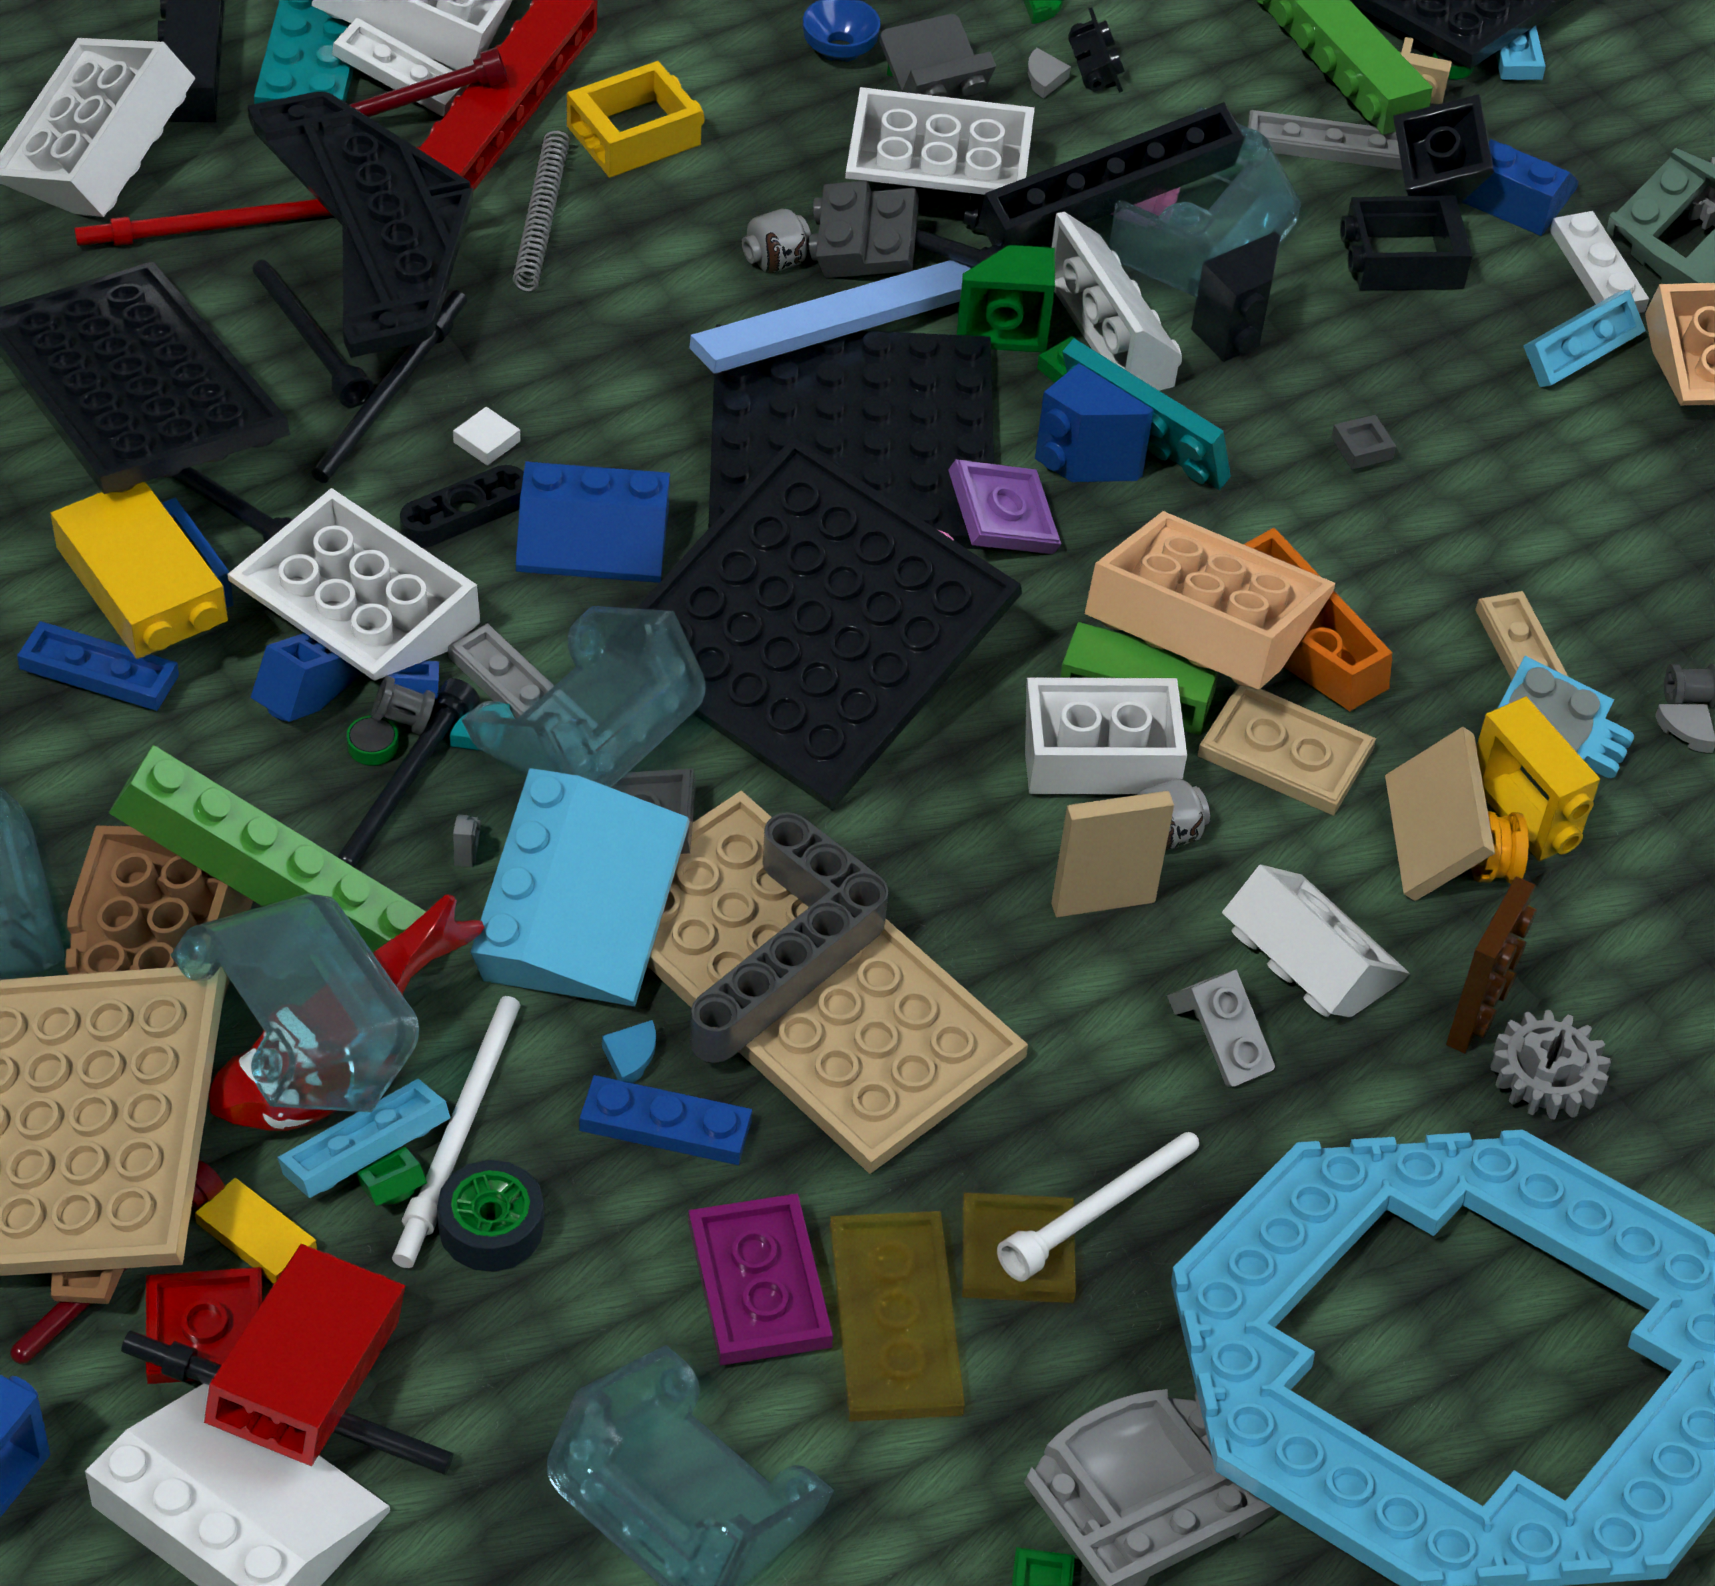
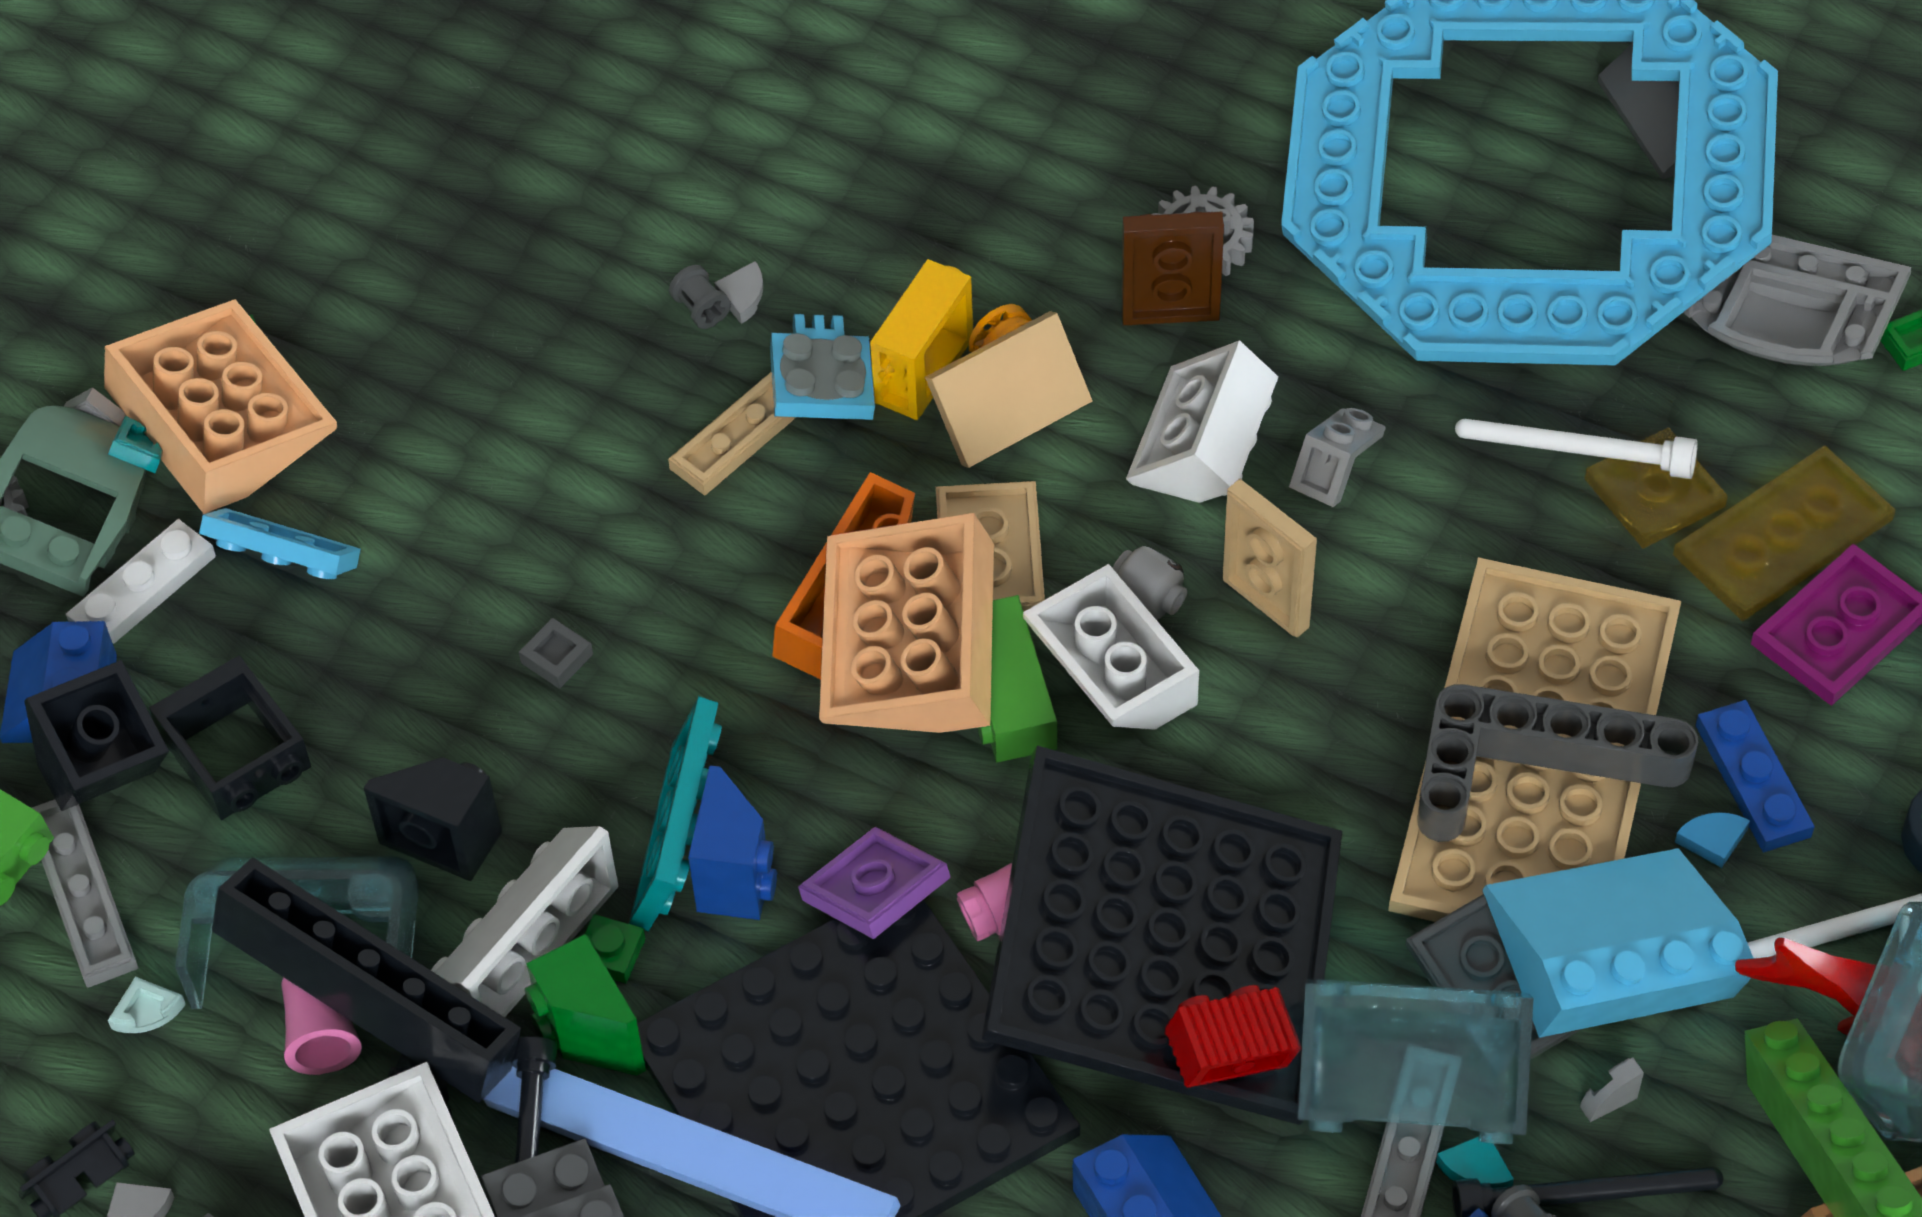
camera: 115 degrees left, 5 degrees up
(690, 584) = (1232, 1035): none -> red brick

